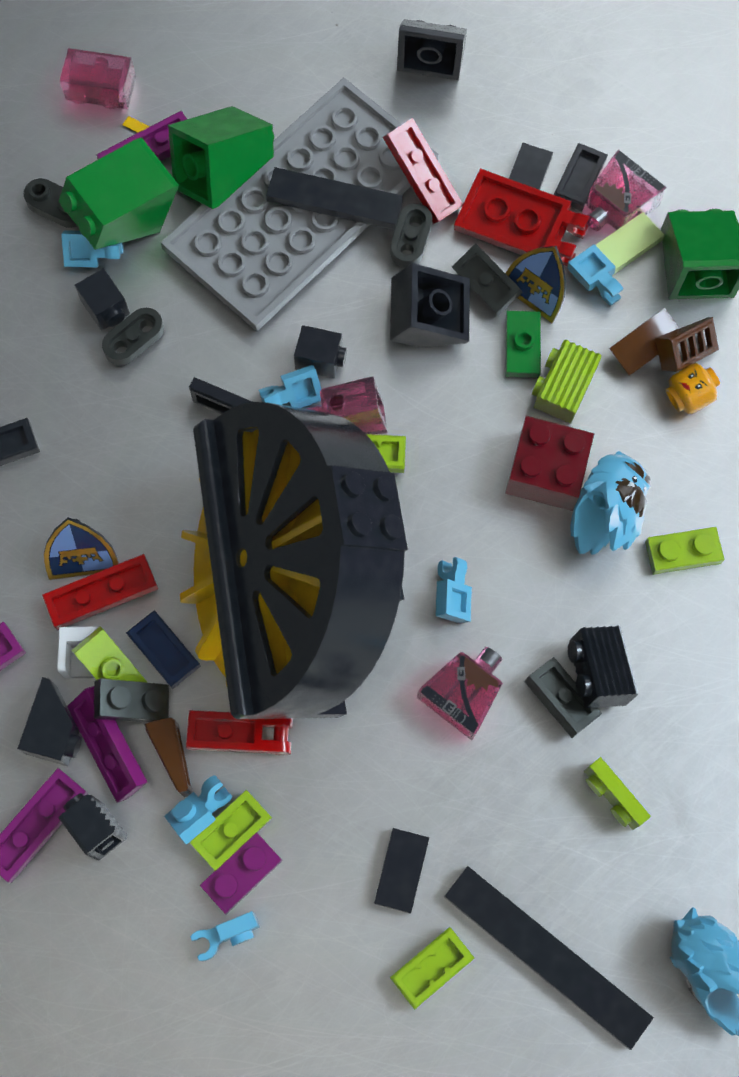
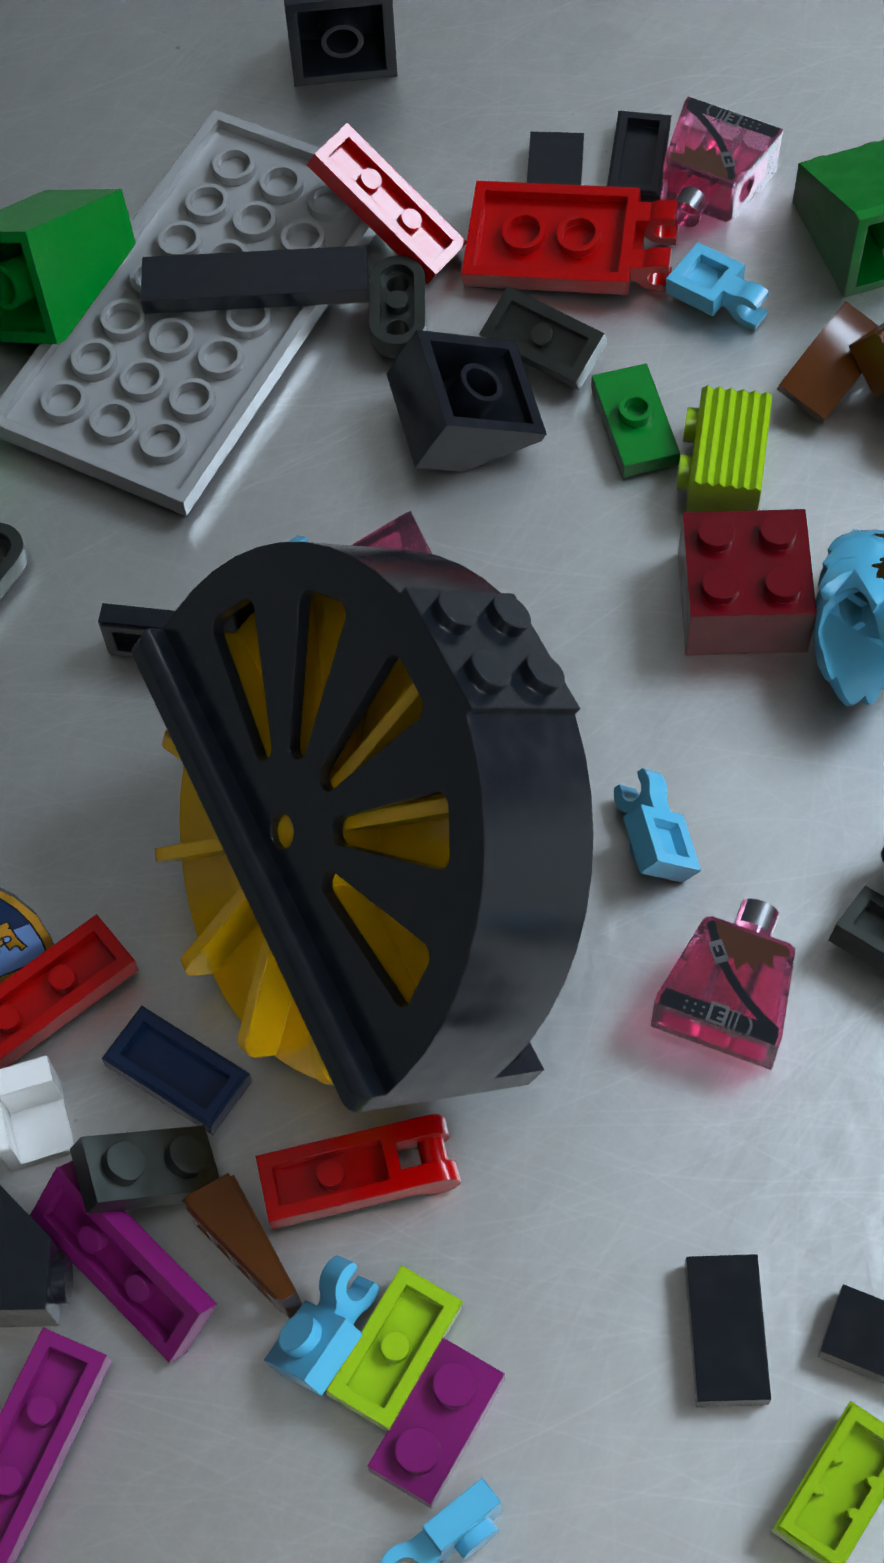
camera: 10 degrees left, 10 degrees down
(92, 826) = (138, 1408): black brick -> none
(105, 658) = (75, 1104): lime plate -> none
(320, 349) = (303, 507): black brick -> none
(541, 279) = (635, 310): shield -> none
(630, 241) = (755, 226): yellowish green tile -> none

